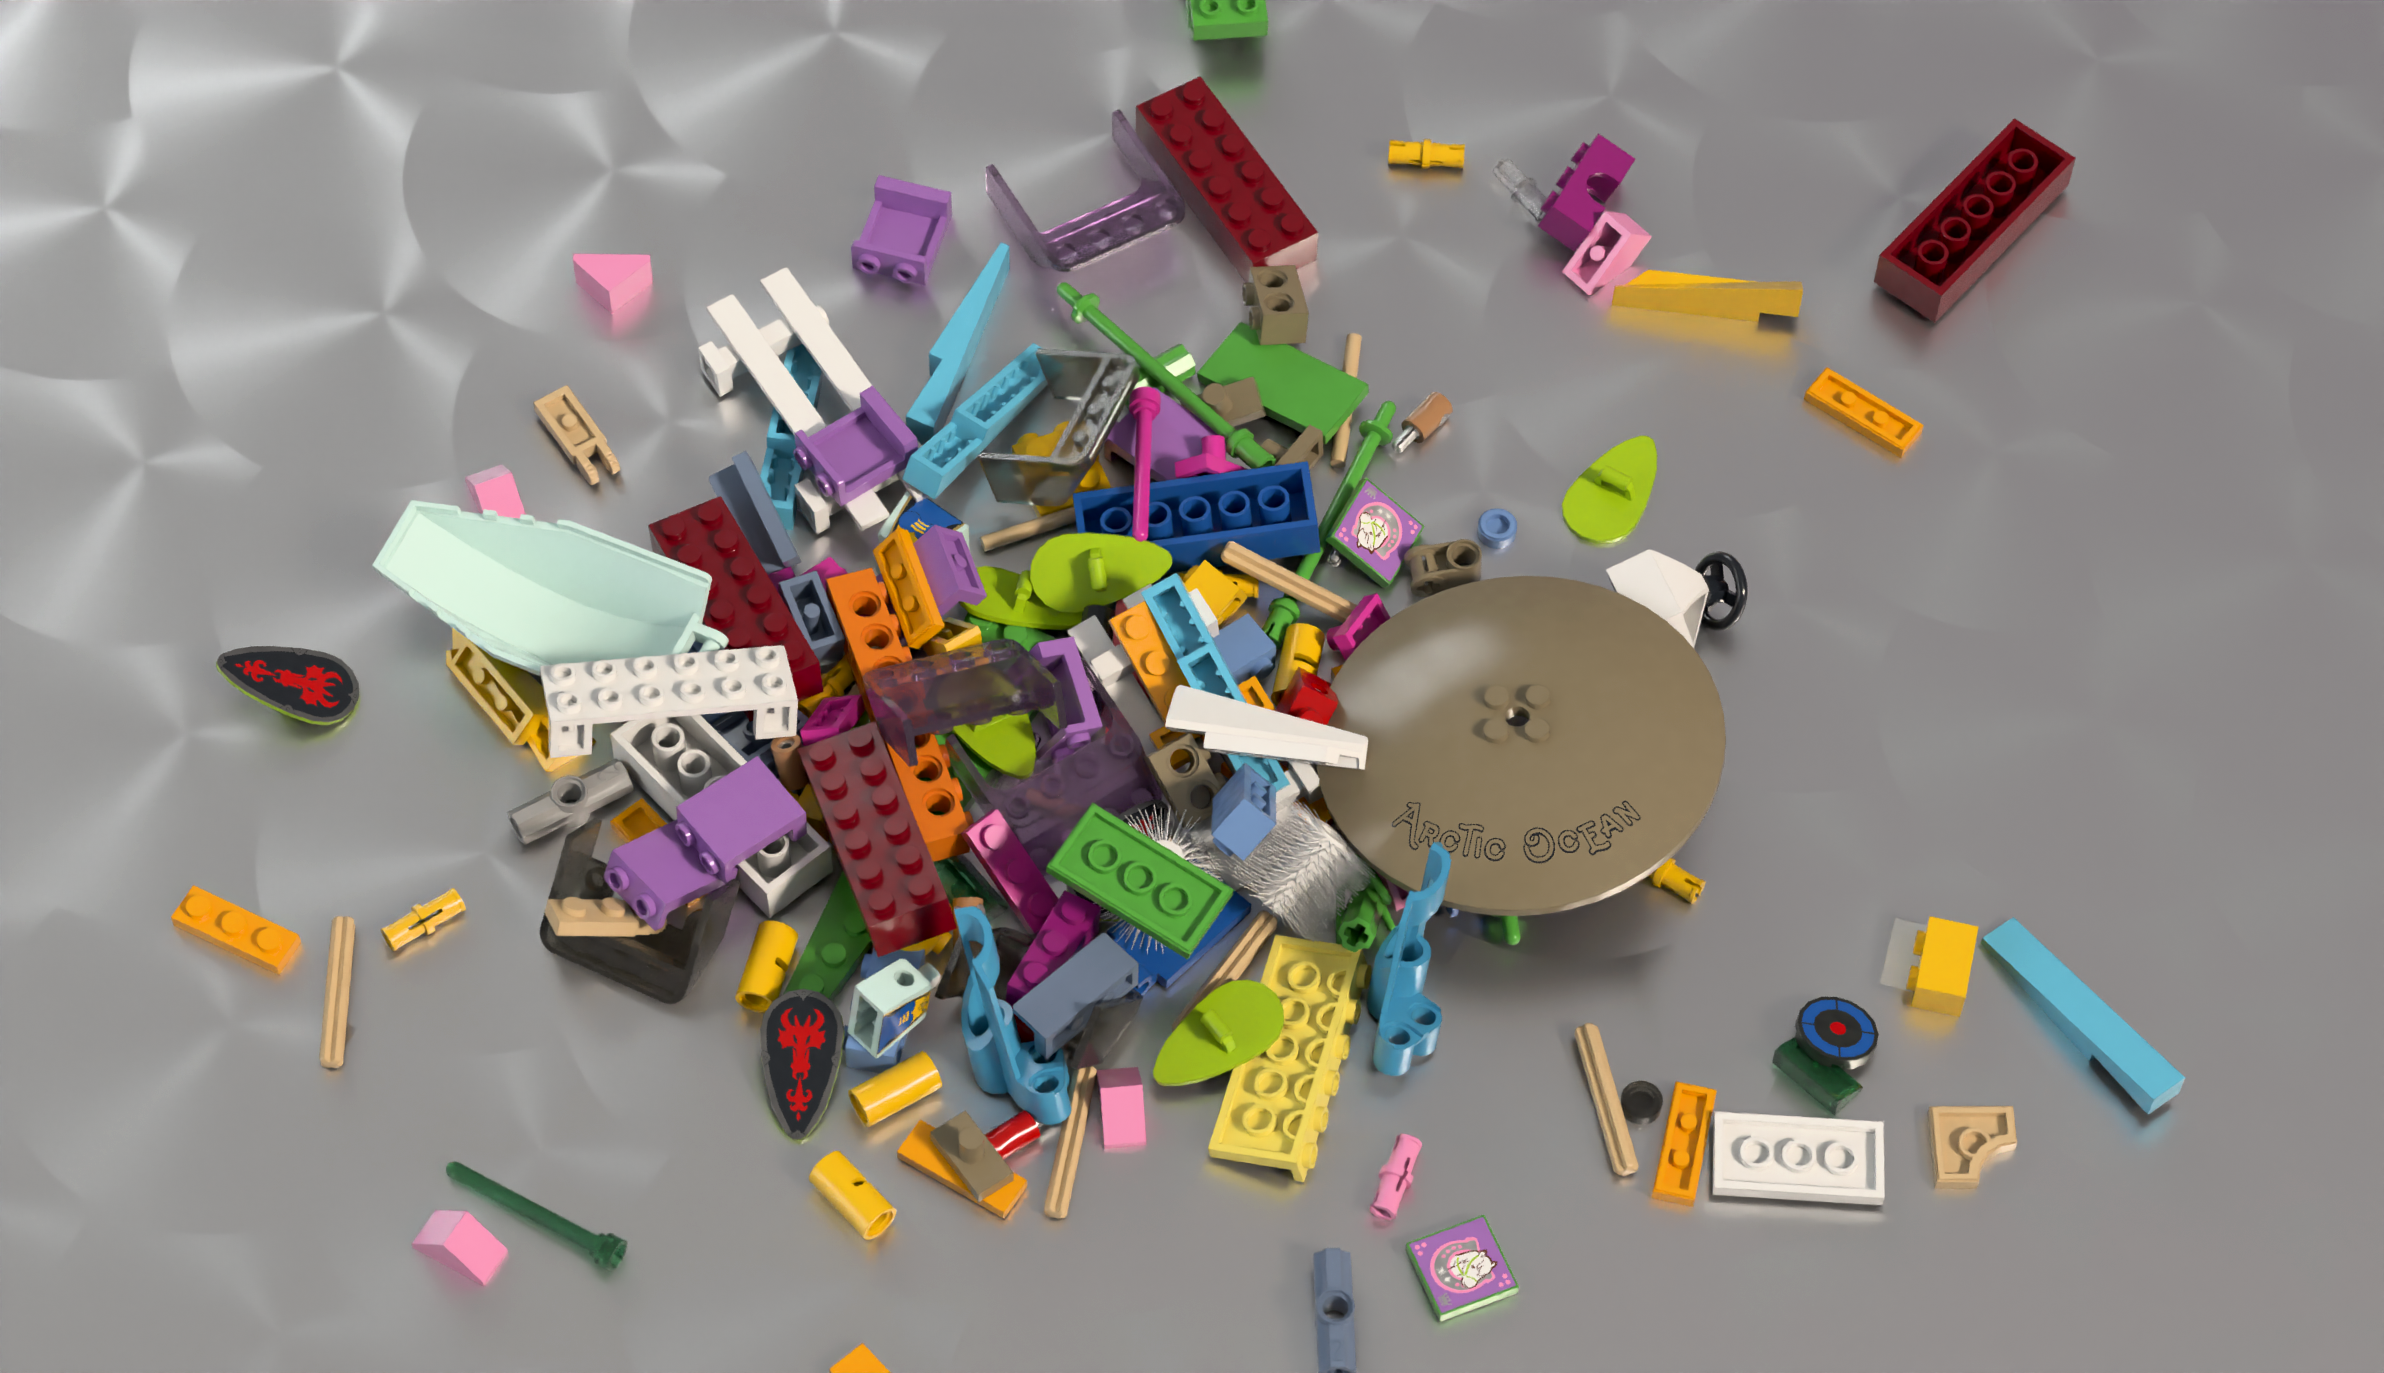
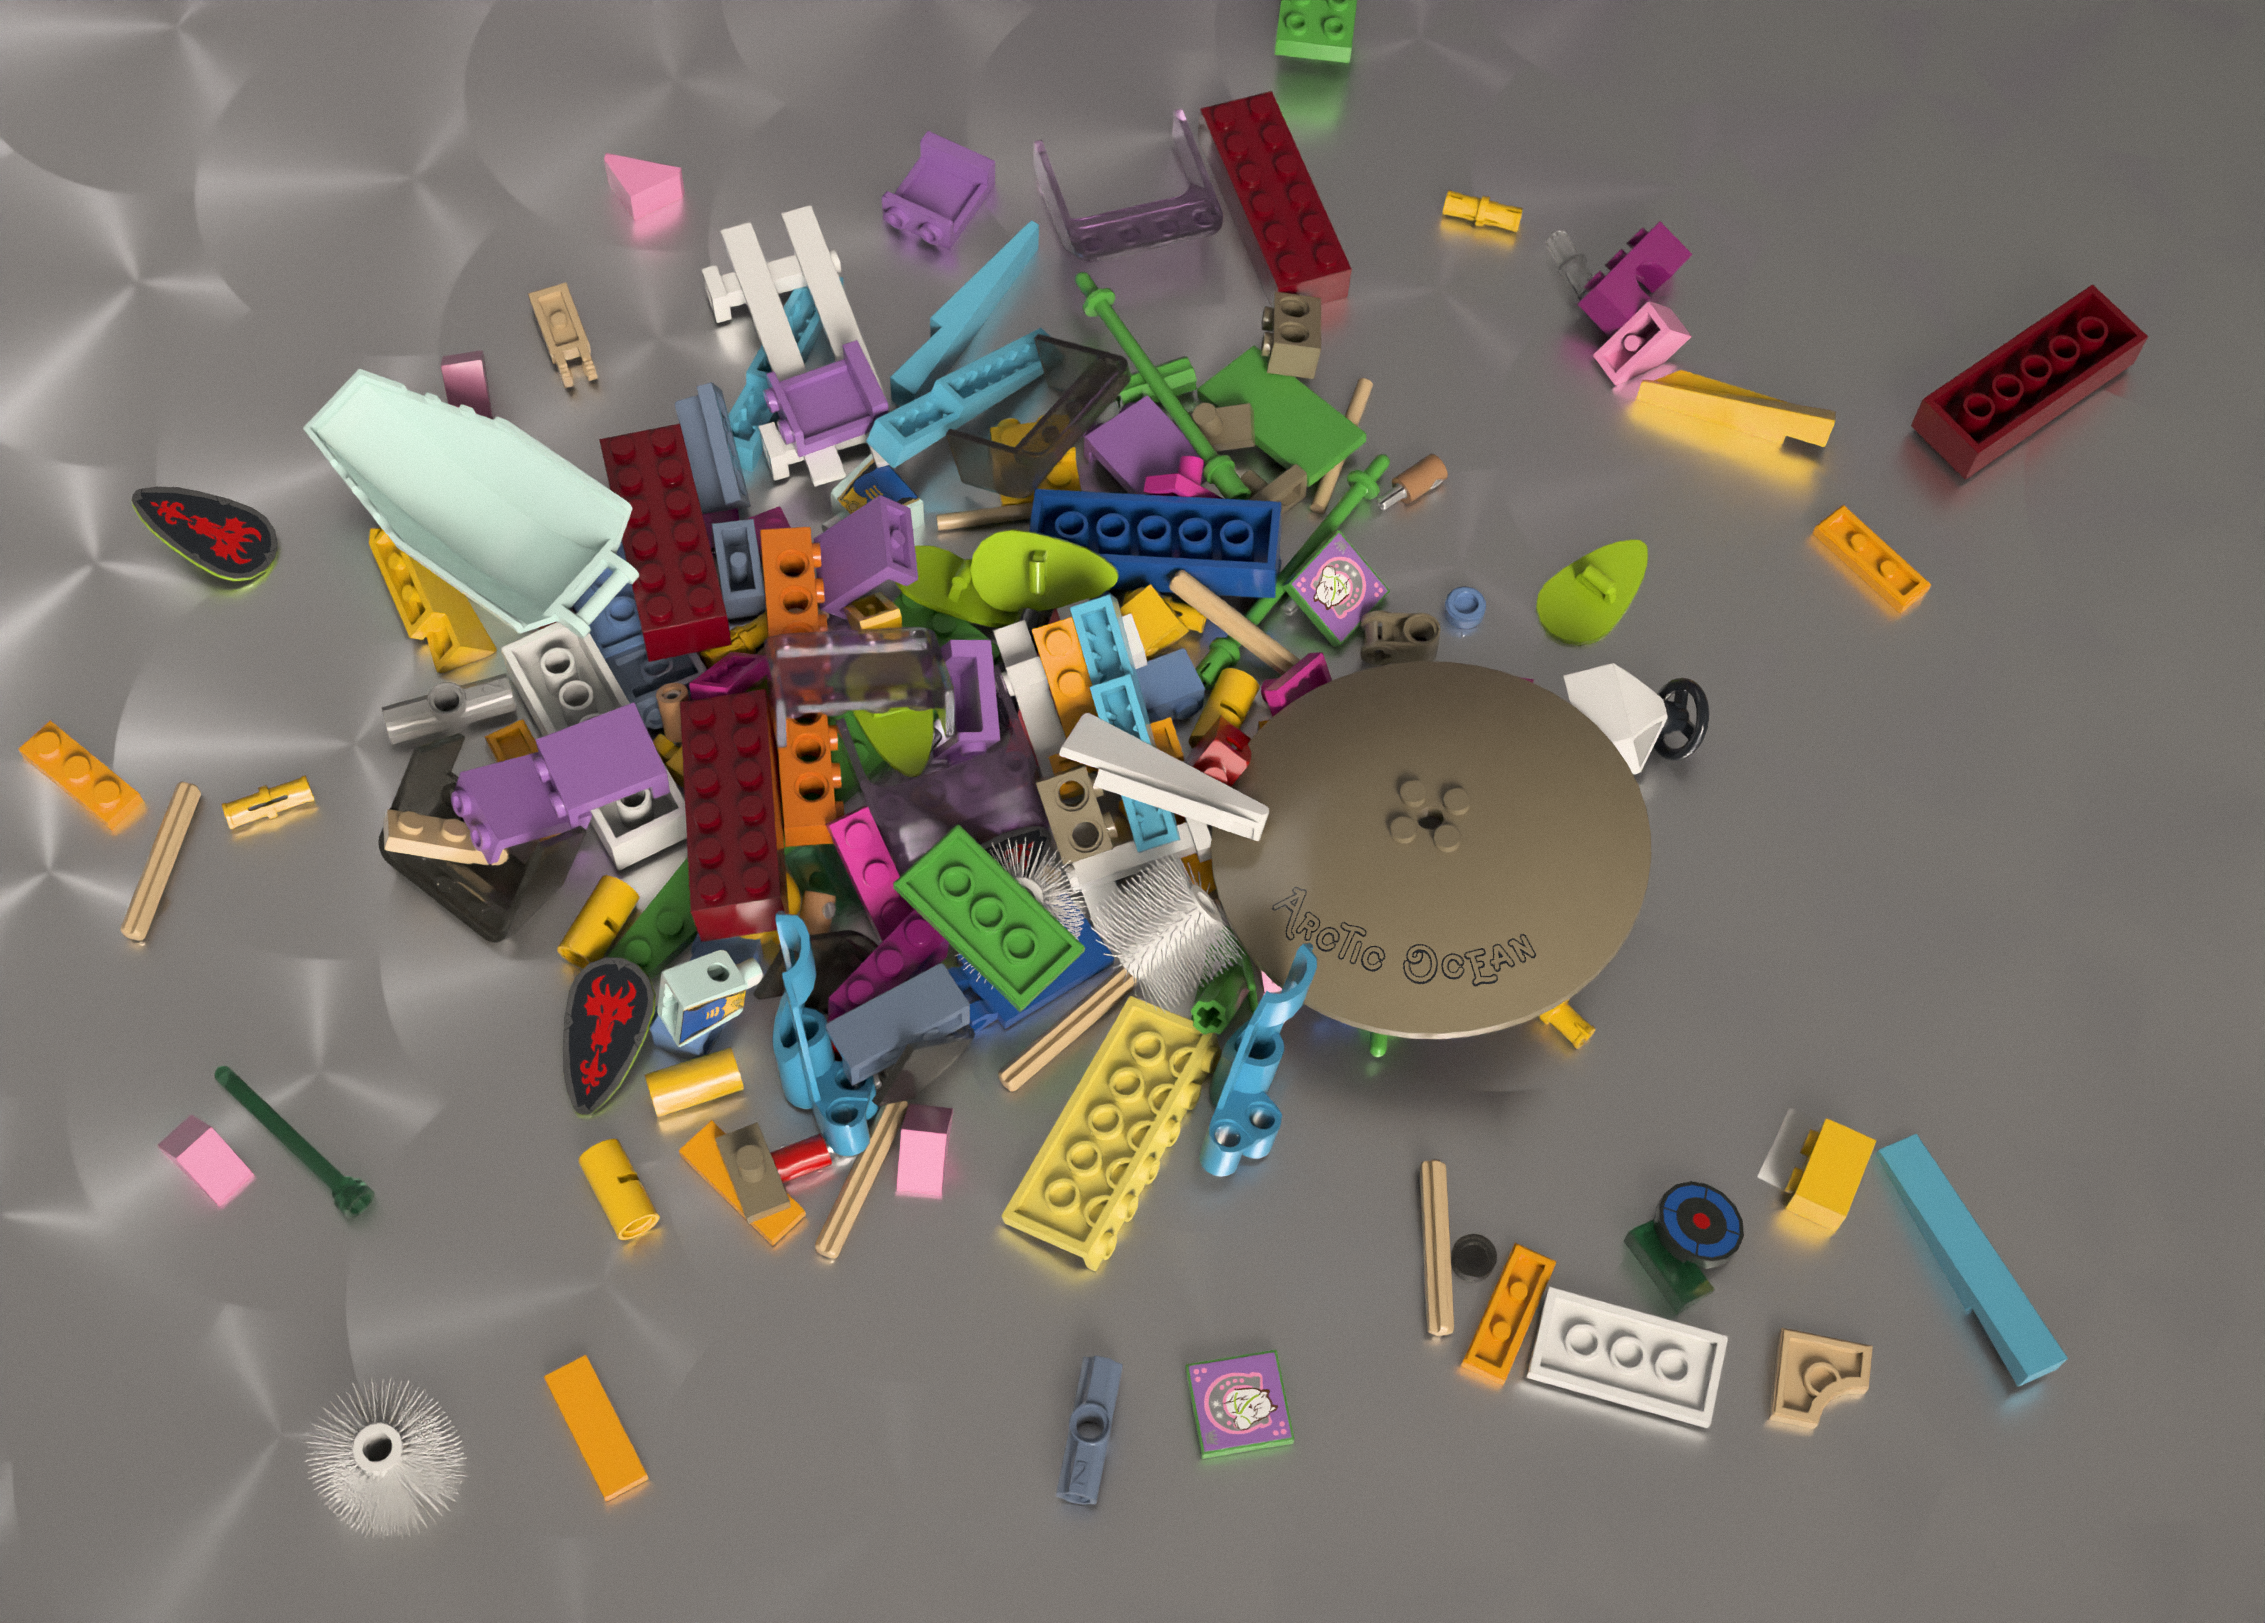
camera: 10 degrees right, 5 degrees up
(667, 688) = (557, 614): white bracket -> none
(908, 588) = (841, 555): light orange tile -> none
(1144, 406) = (1130, 414): dark pink piece -> none
(1221, 1034) = (1045, 1092): lime shield -> none
(1243, 812) = (1117, 864): medium blue brick -> none
(1395, 1177) = (1193, 1287): bright pink pin -> none

